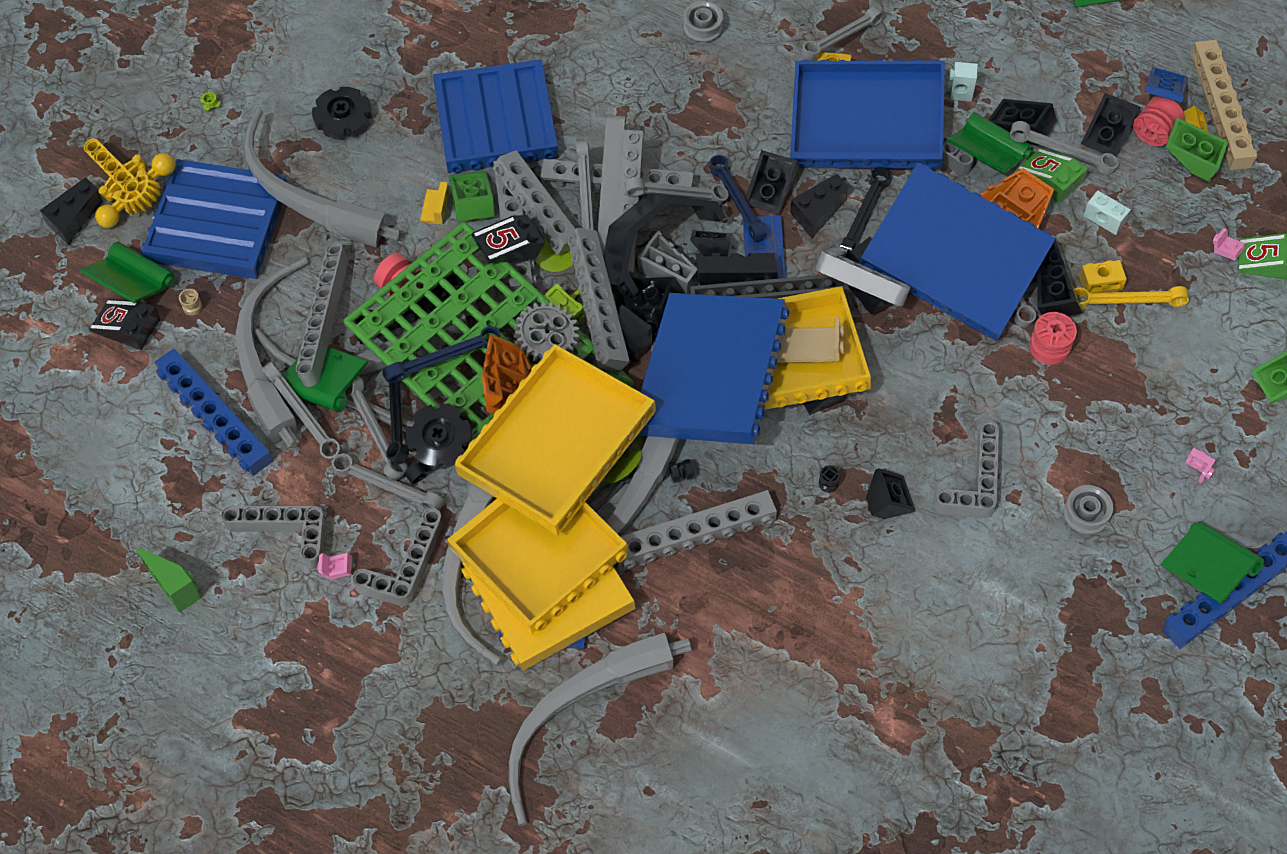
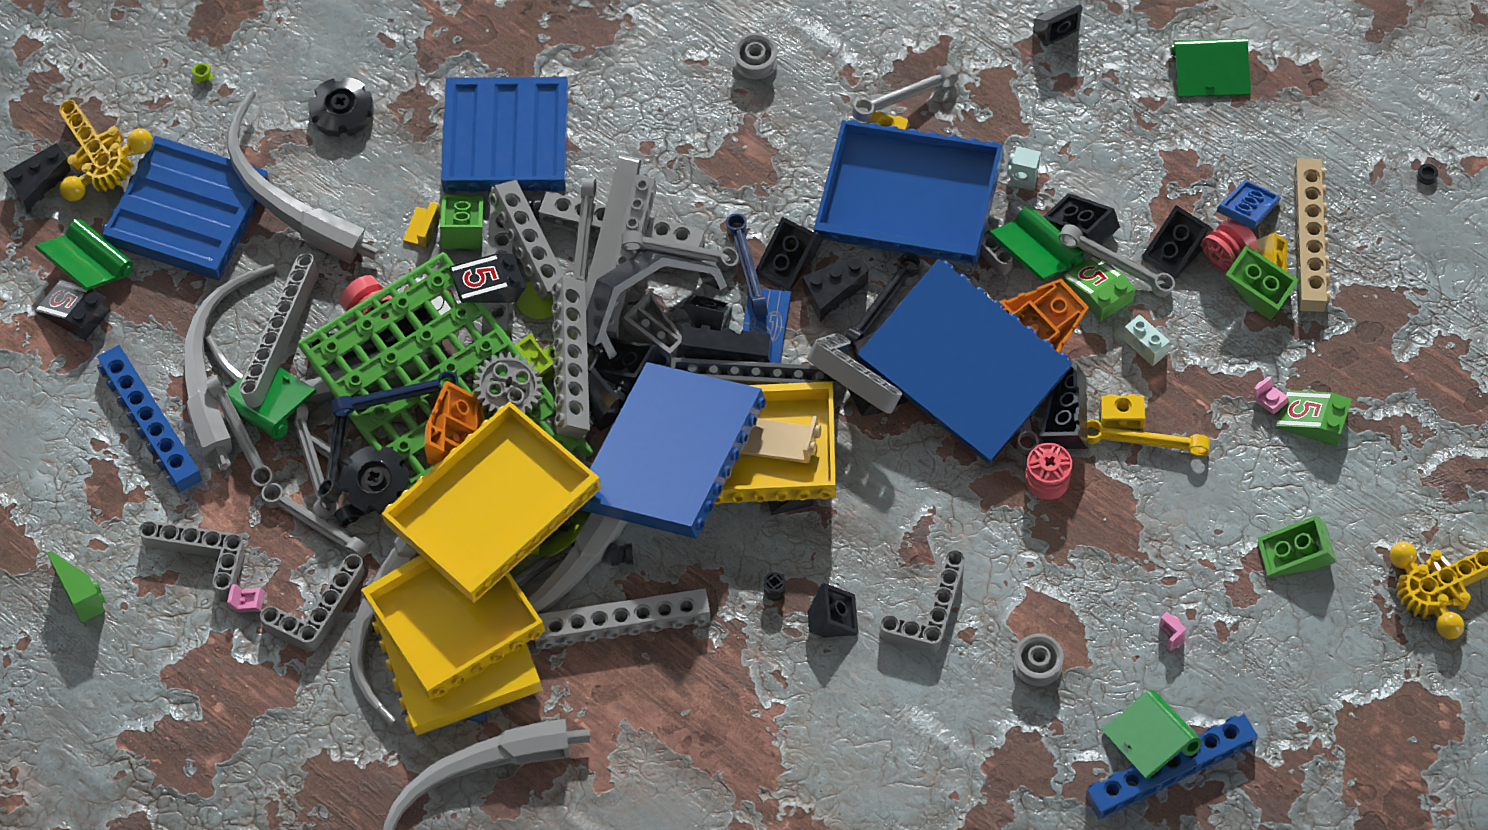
camera: 10 degrees right, 0 degrees up
(190, 302) = (144, 296): tan wheel -> none

